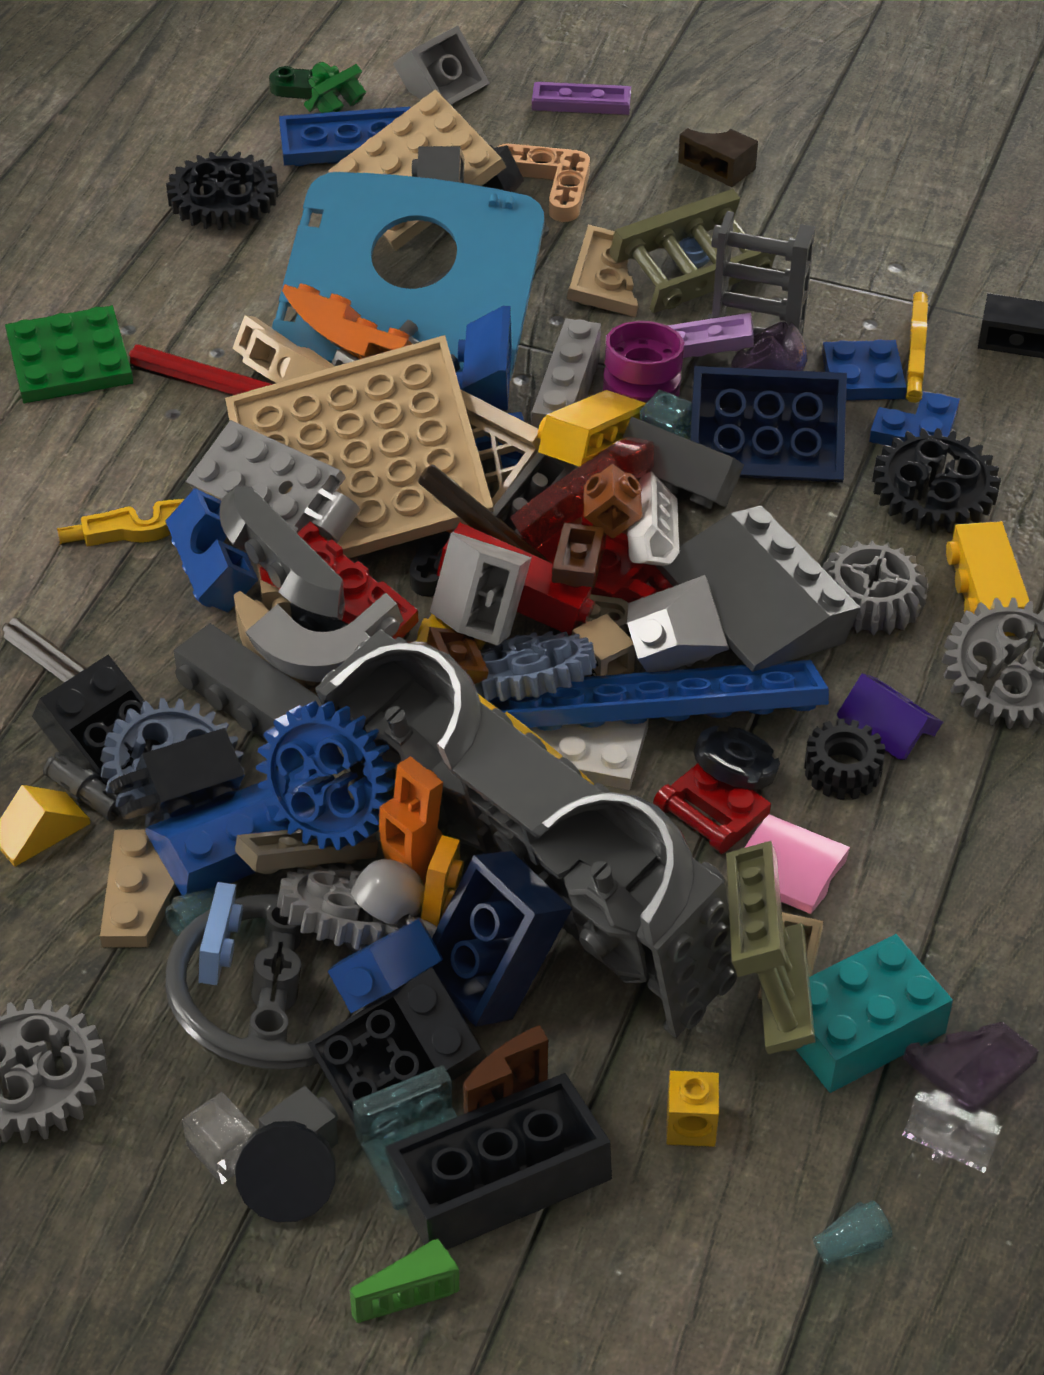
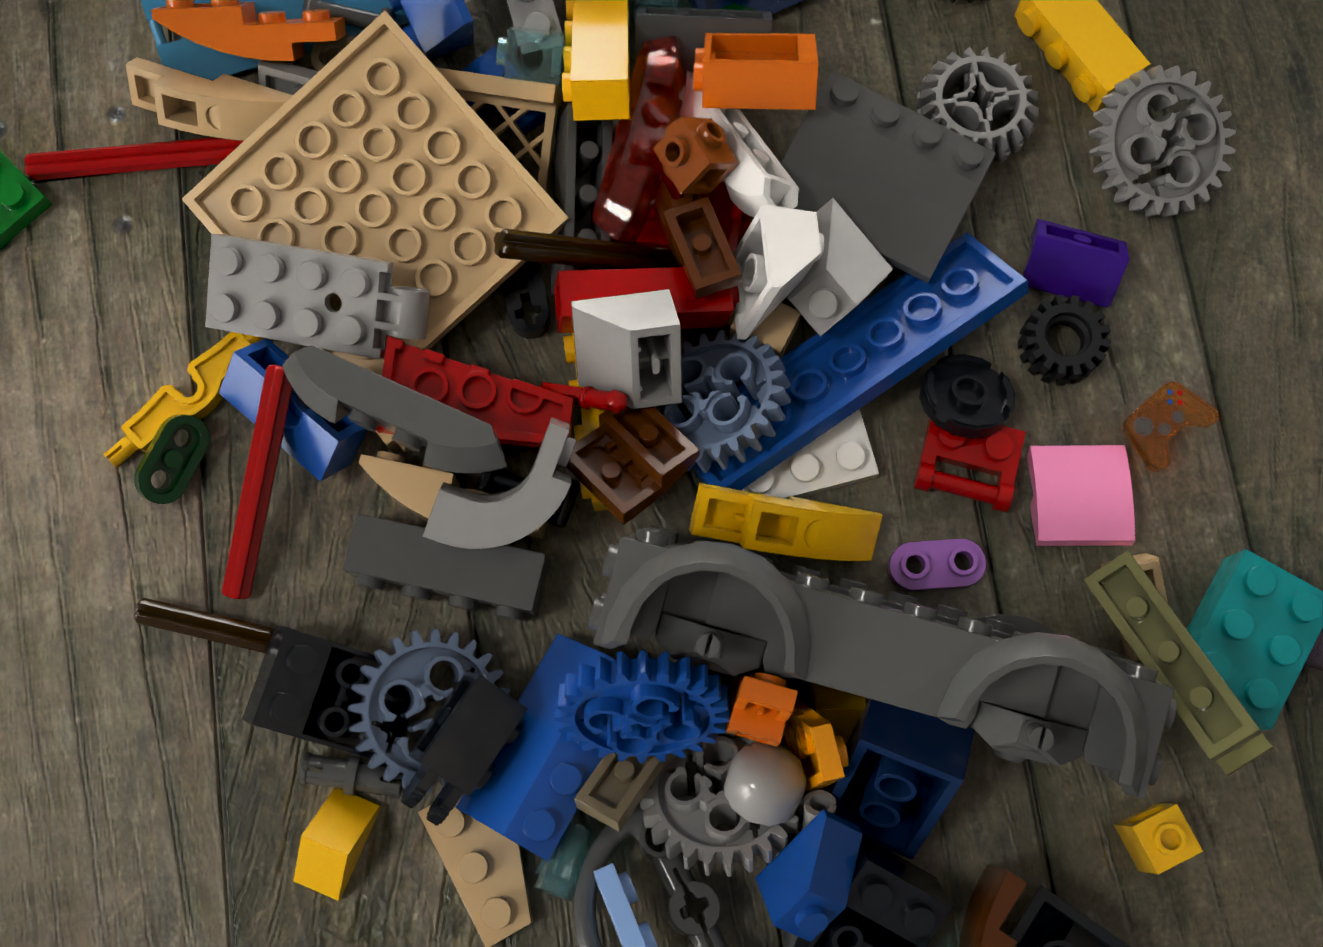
camera: 25 degrees left, 30 degrees up
(100, 547) = (174, 460): none -> dark green plate
(150, 579) = (257, 484): none -> red axle
(431, 617) = (590, 397): none -> red piece
(525, 394) = (552, 48): none -> clear light blue brick
(628, 588) = (773, 261): none -> white slope
(698, 477) = (757, 71): none -> orange window
(893, 842) = (1161, 418): none -> clear orange piece

